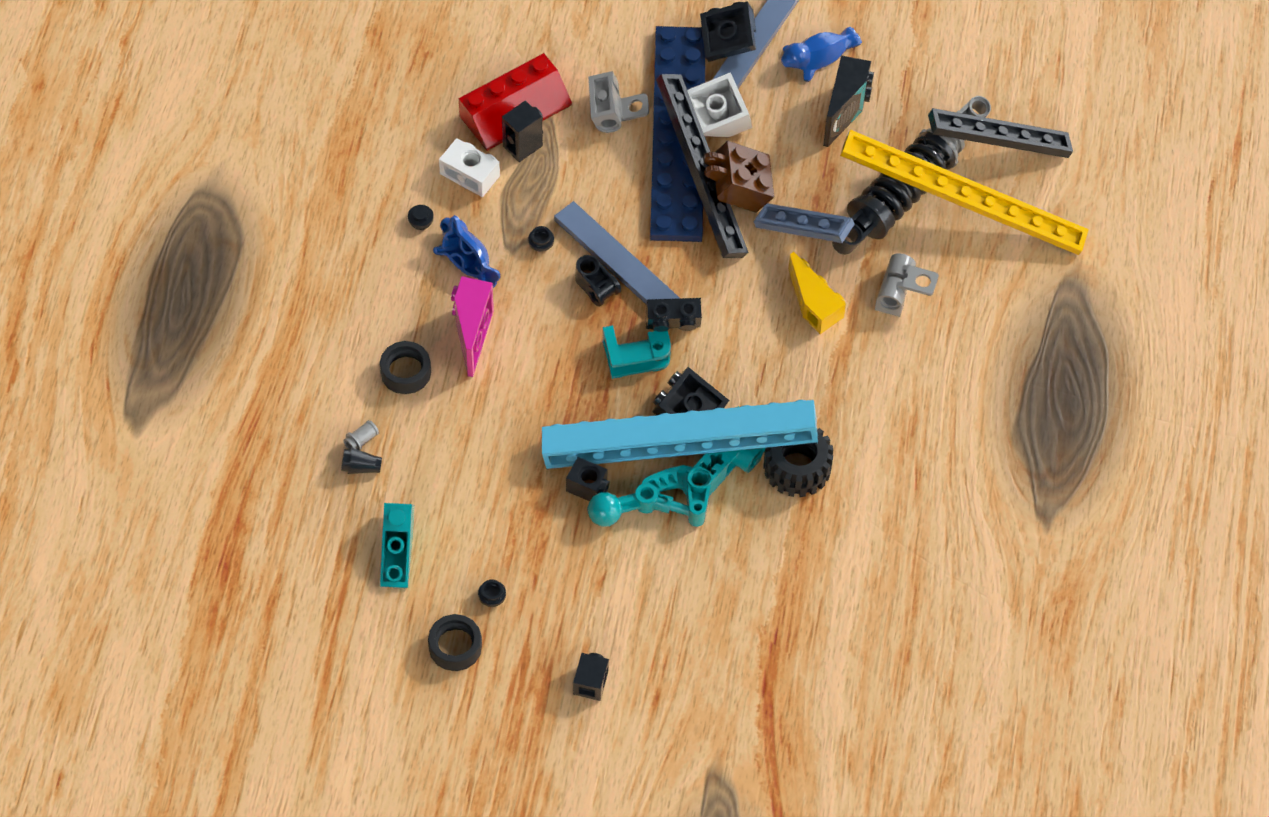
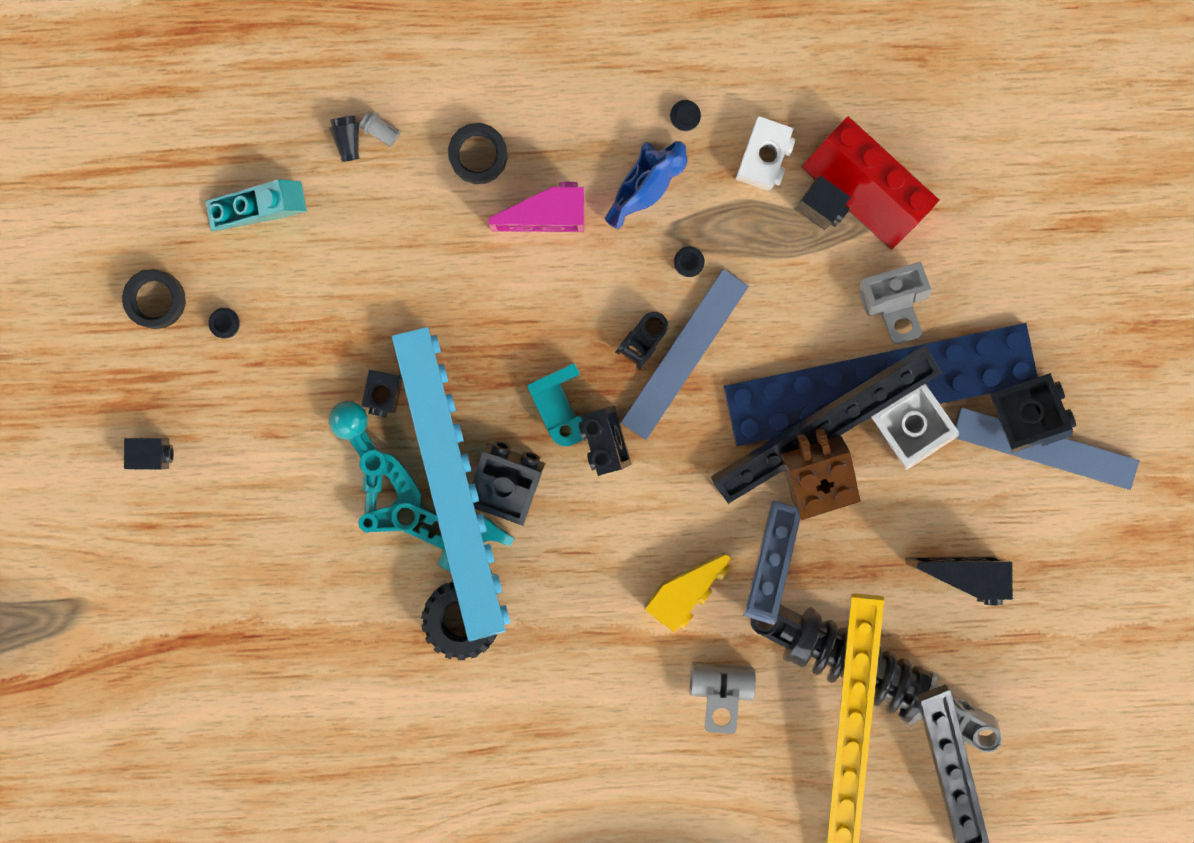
camera: 80 degrees right, 30 degrees up
(819, 51) = (1038, 525): blue animal -> none

